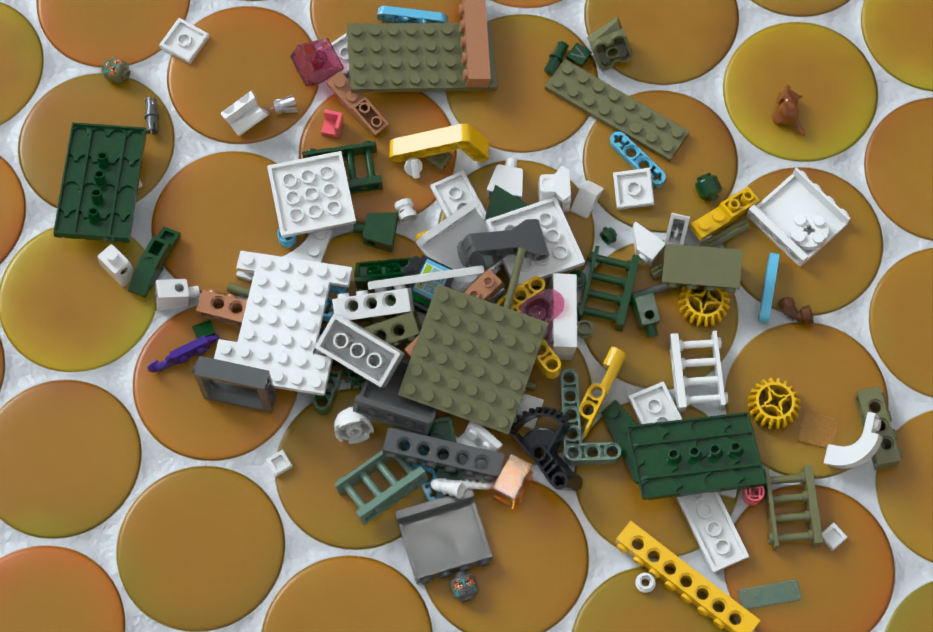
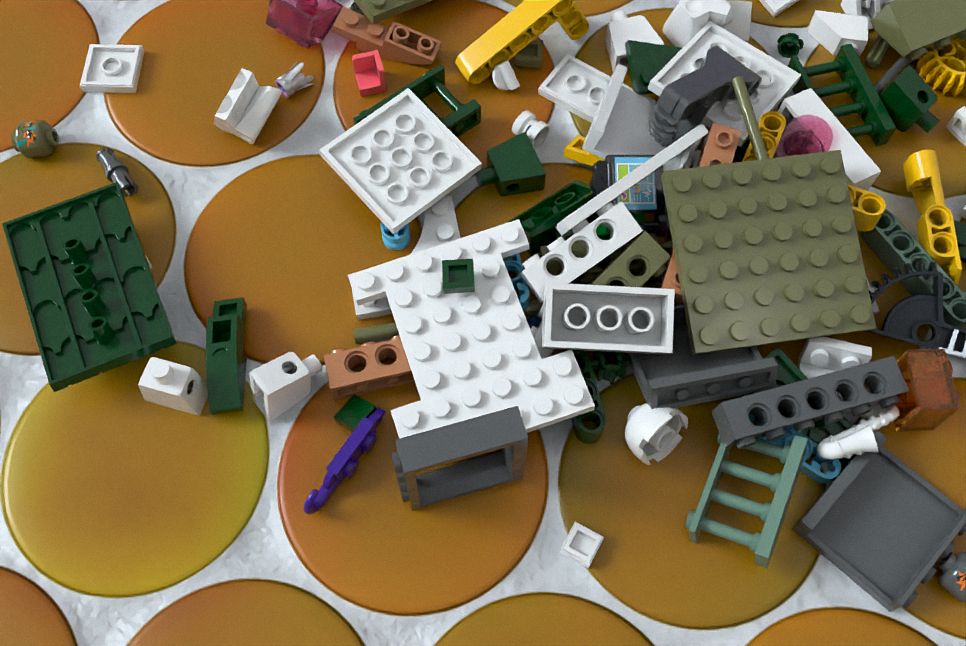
camera: 30 degrees left, 5 degrees down
(294, 284) = (458, 276): none -> dark green plate

